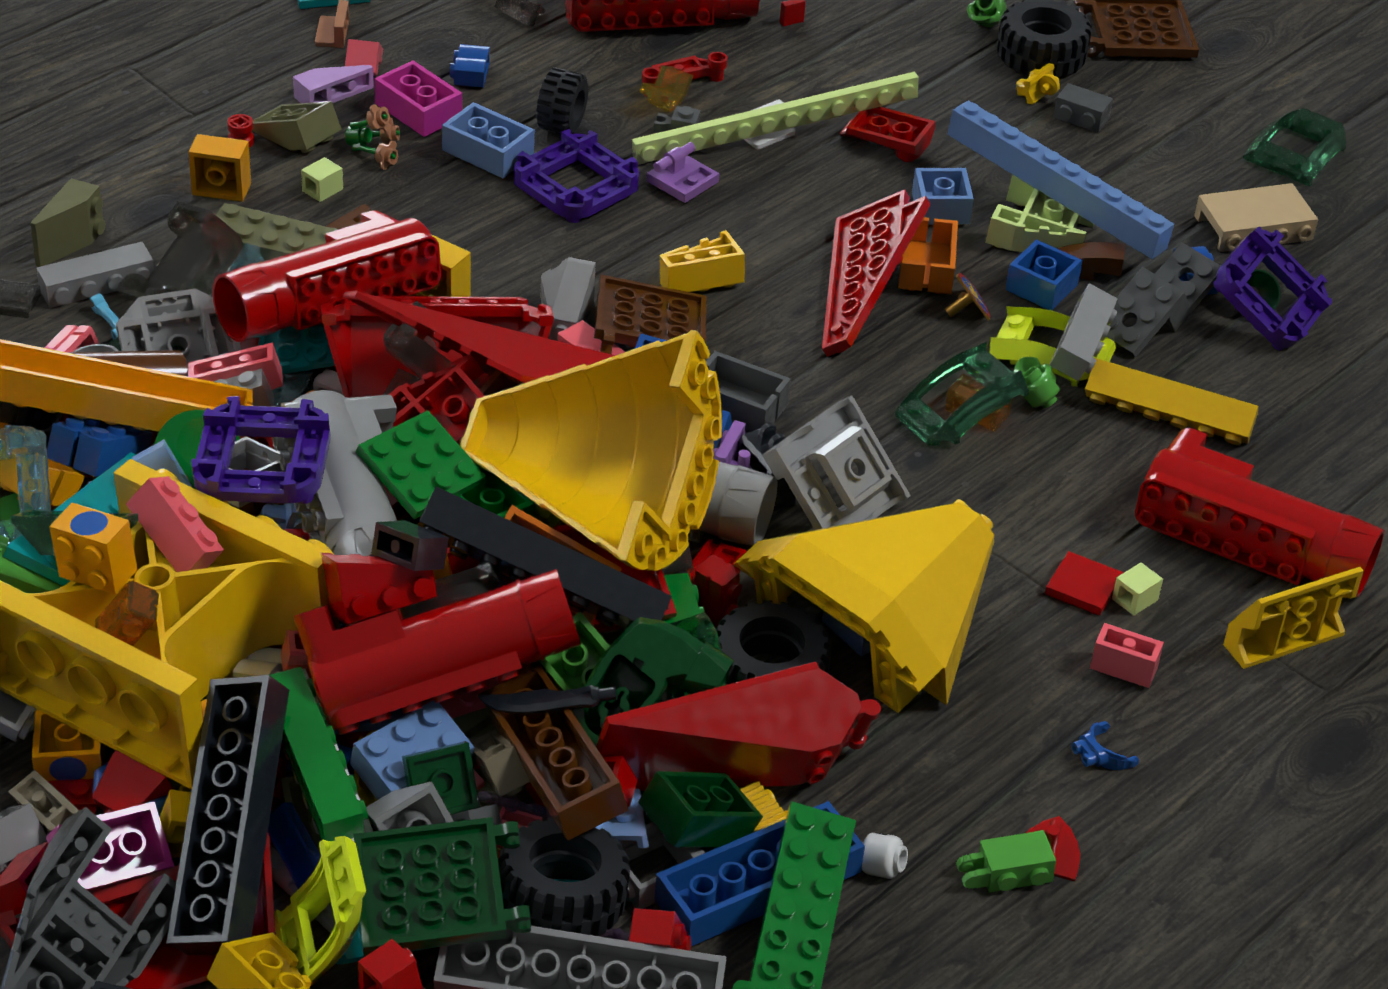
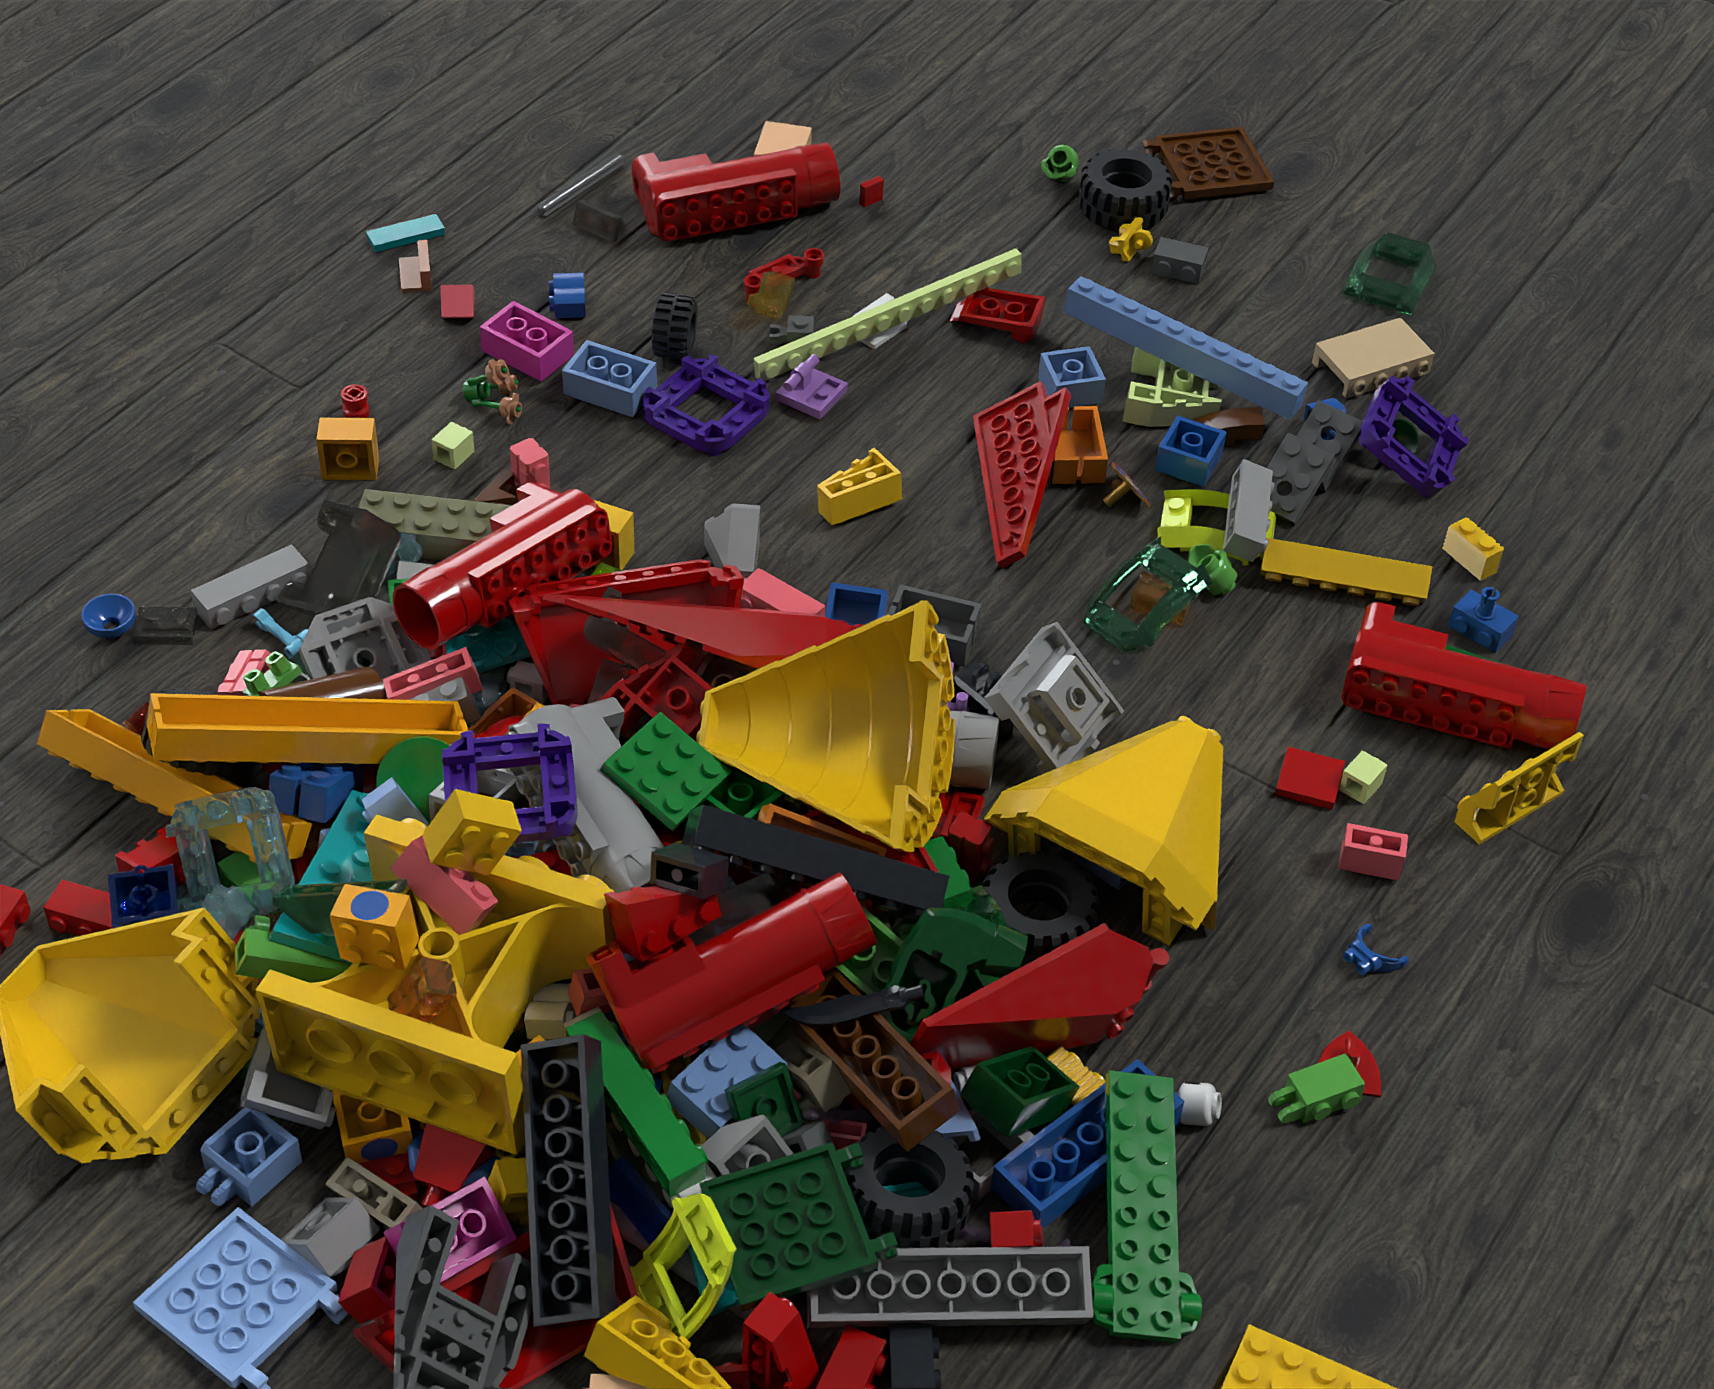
camera: 10 degrees left, 5 degrees up
(68, 222) = (209, 533): olive slope -> none
(92, 340) = (280, 673): none -> bright green hips
(206, 477) = (471, 832): none -> yellow brick
(299, 125) = (412, 386): olive slope -> none
(332, 83) = (432, 336): lavender slope -> none
(387, 197) = (529, 463): none -> coral brick
(638, 308) = (822, 551): reddish brown plate -> none
(1302, 464) = (1483, 619): none -> blue brick
(1310, 399) = (1473, 548): none -> yellow brick

